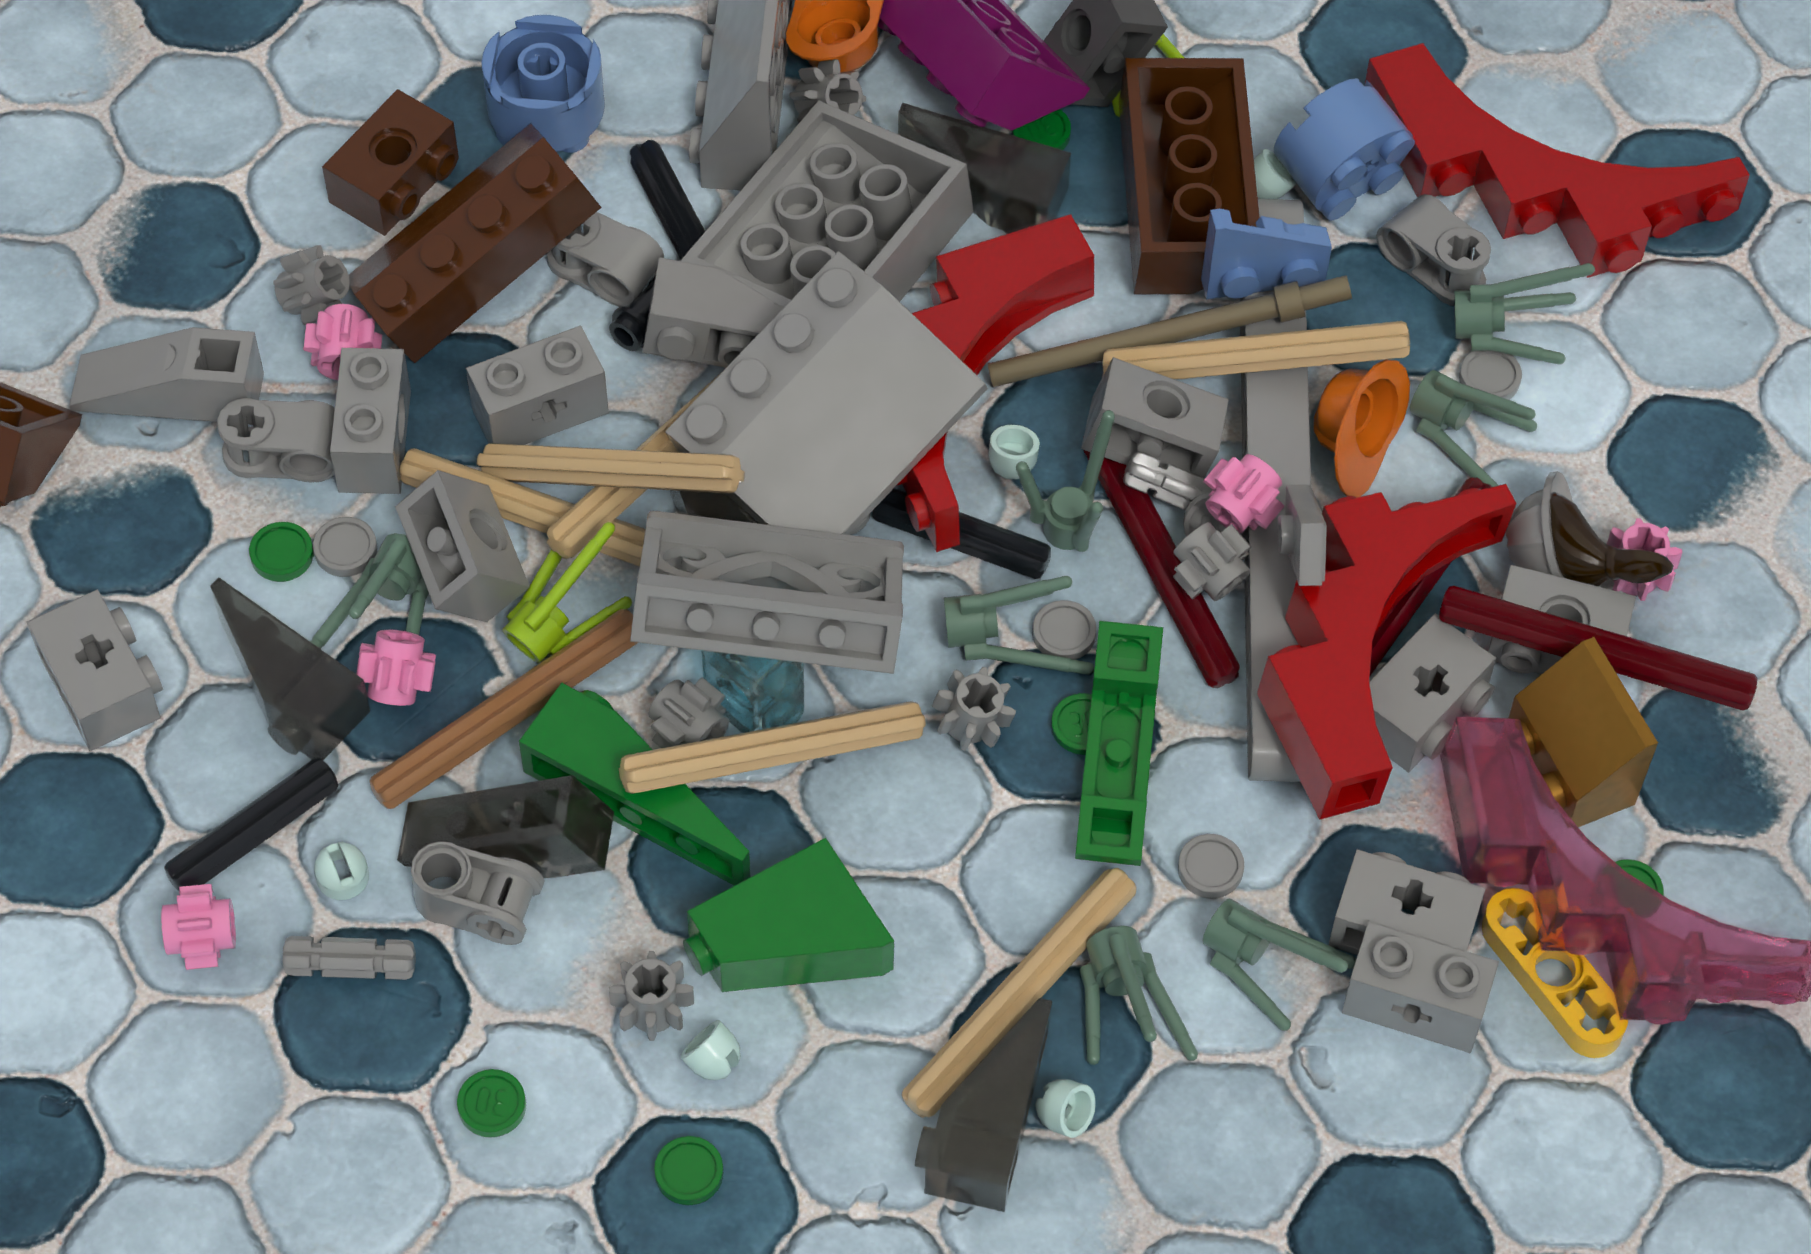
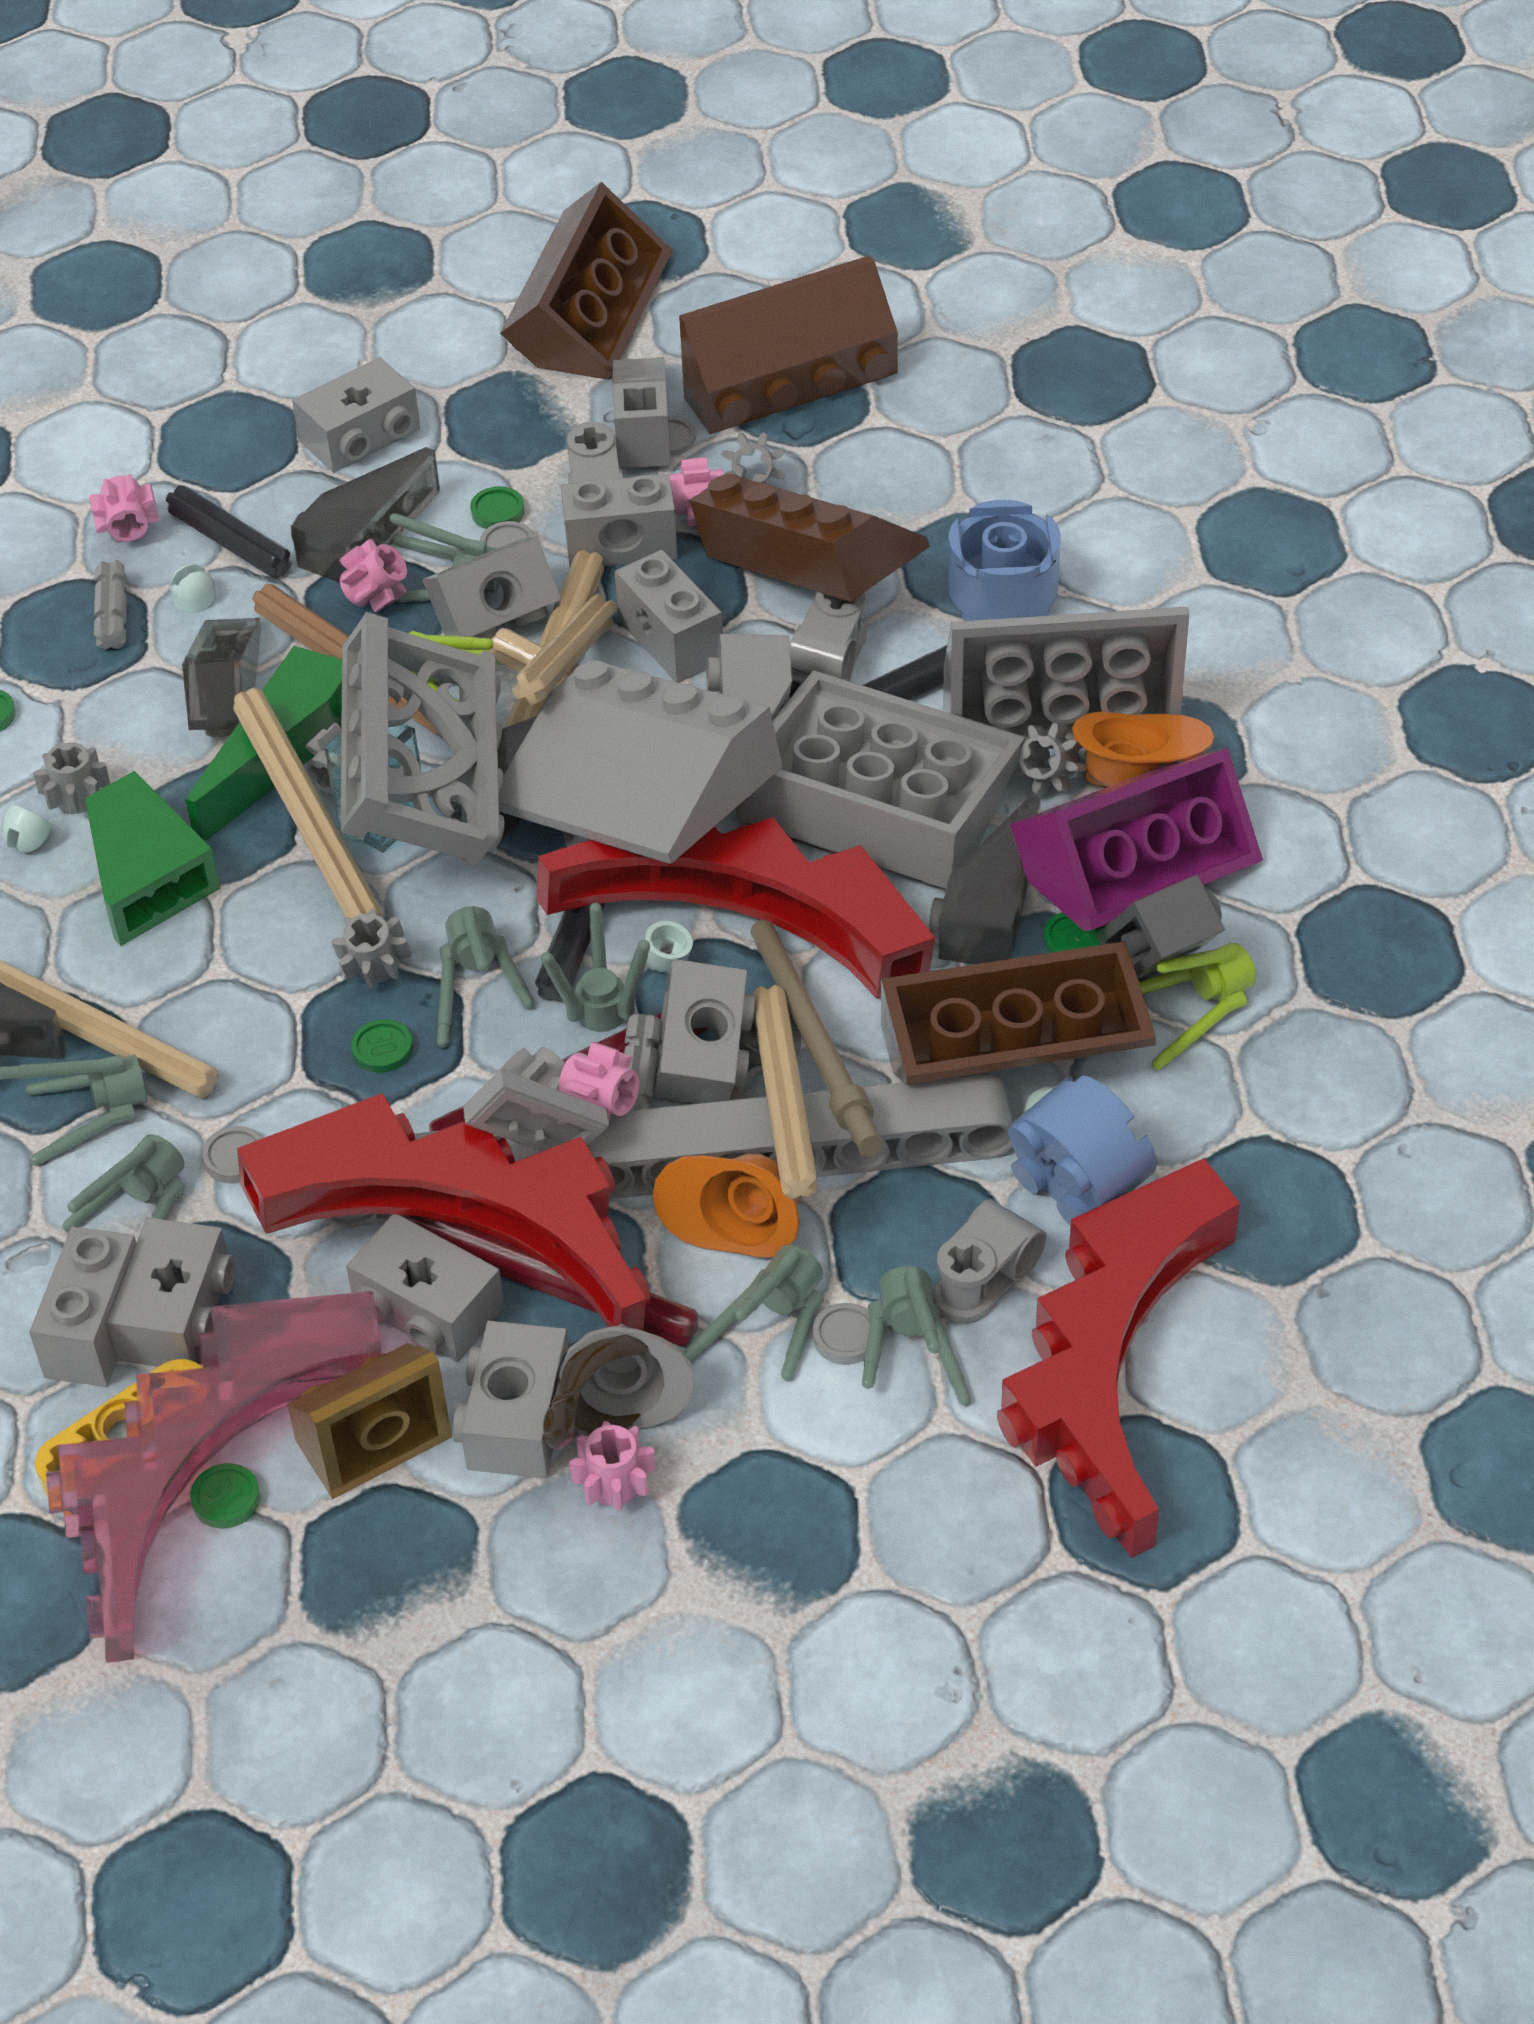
camera: 85 degrees right, 10 degrees down
(144, 217) = (787, 345): none -> reddish brown slope
(391, 162) = (903, 488): reddish brown brick -> none
(488, 893) = (157, 661): light grey piece -> none
(1064, 629) = (482, 1019): light grey piece -> none
(1119, 743) = (341, 1069): green slope -> none
(1257, 258) = (884, 1062): medium blue wing -> none
(1626, 655) = (460, 1404): dark red axle -> none

